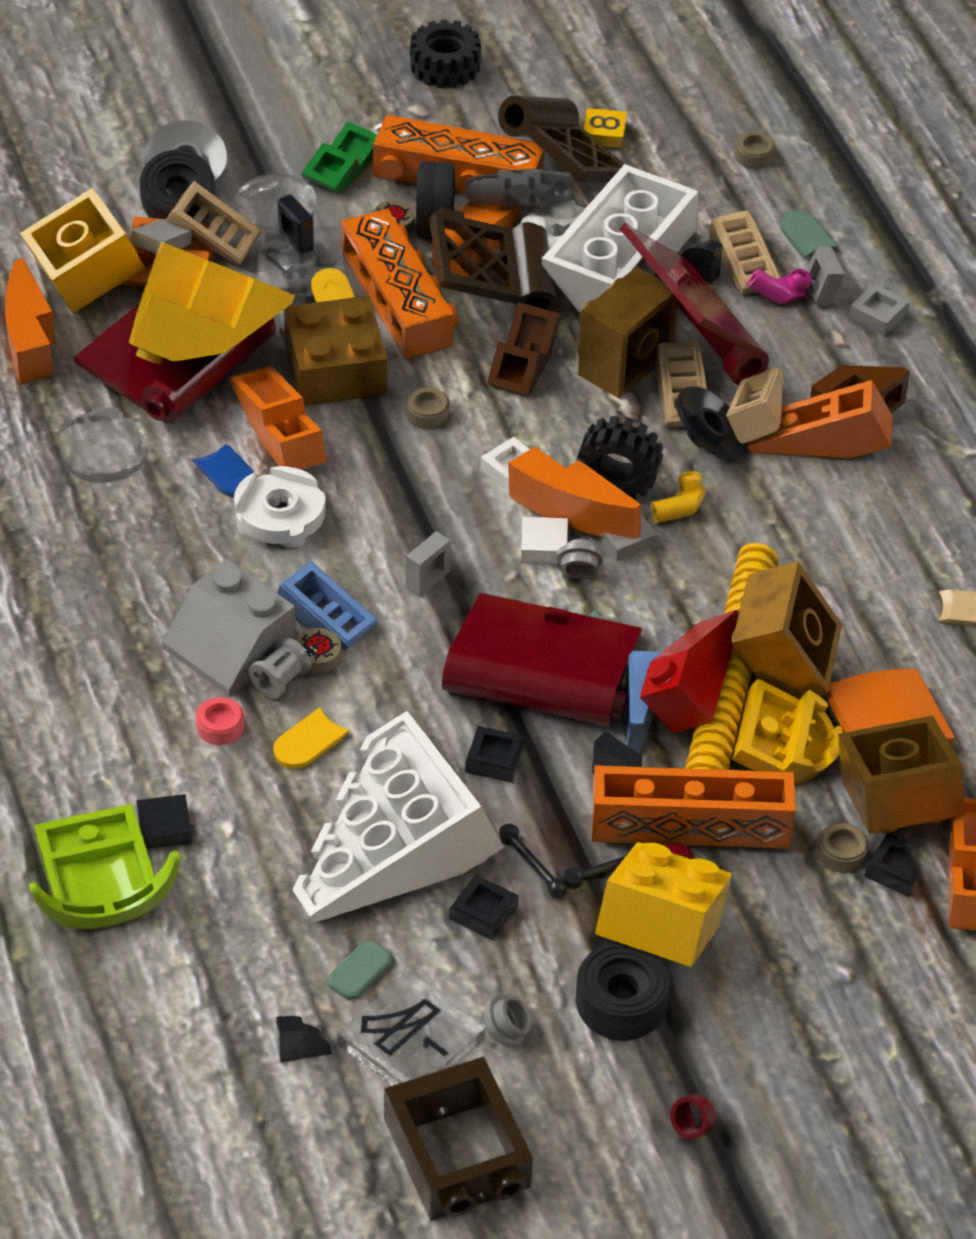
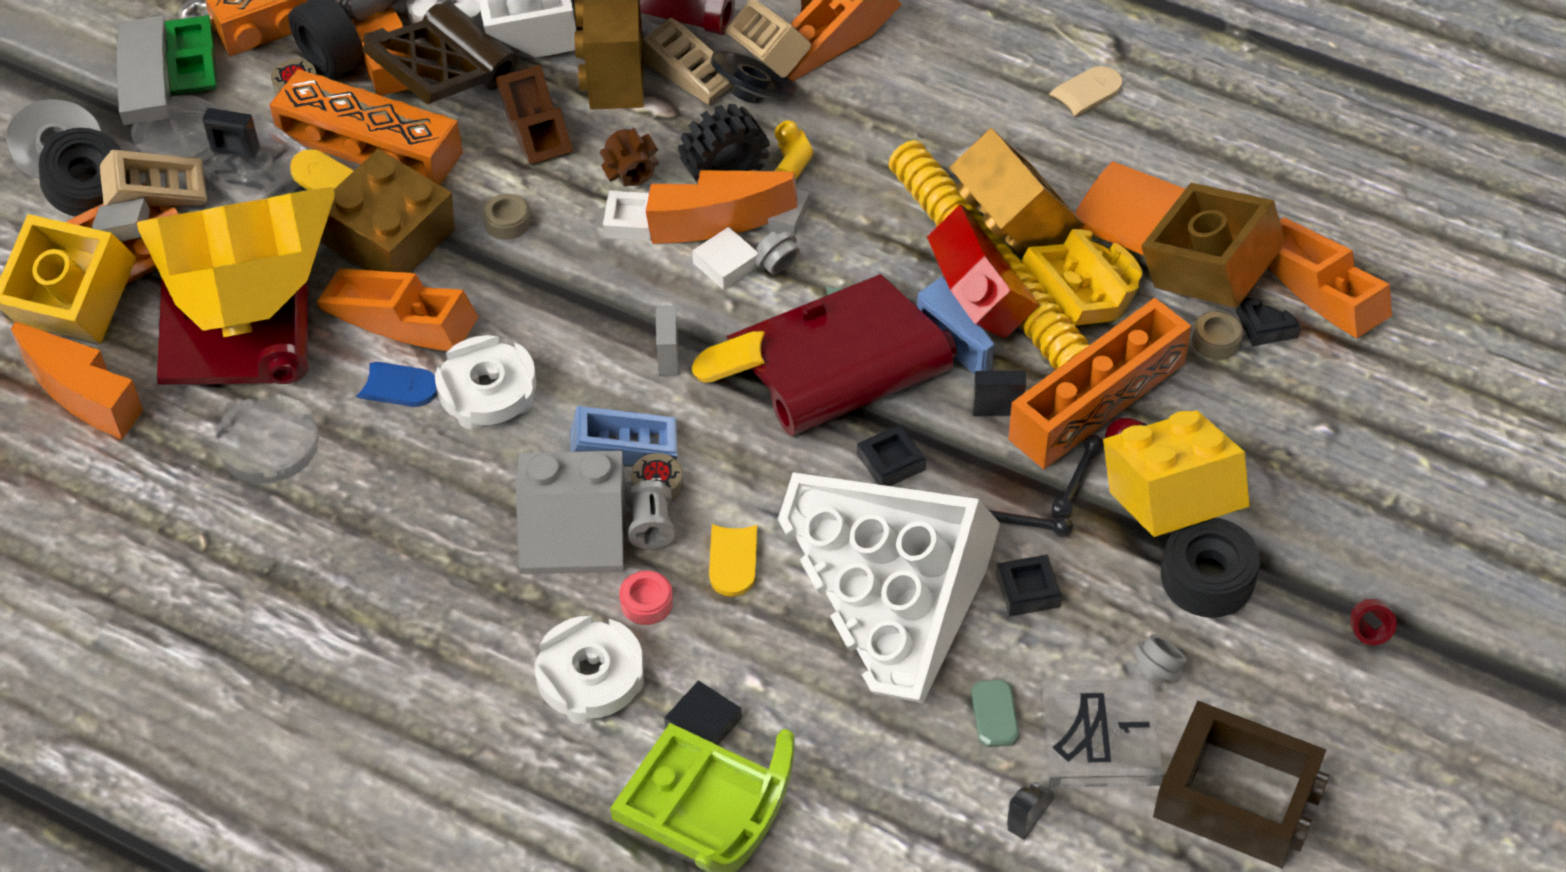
camera: 40 degrees left, 5 degrees up
(131, 756) = (596, 694): none -> white plate
(291, 145) = (142, 70): none -> light grey slope
(459, 605) = (729, 357): none -> yellow piece
(551, 422) = (629, 157): none -> reddish brown gear

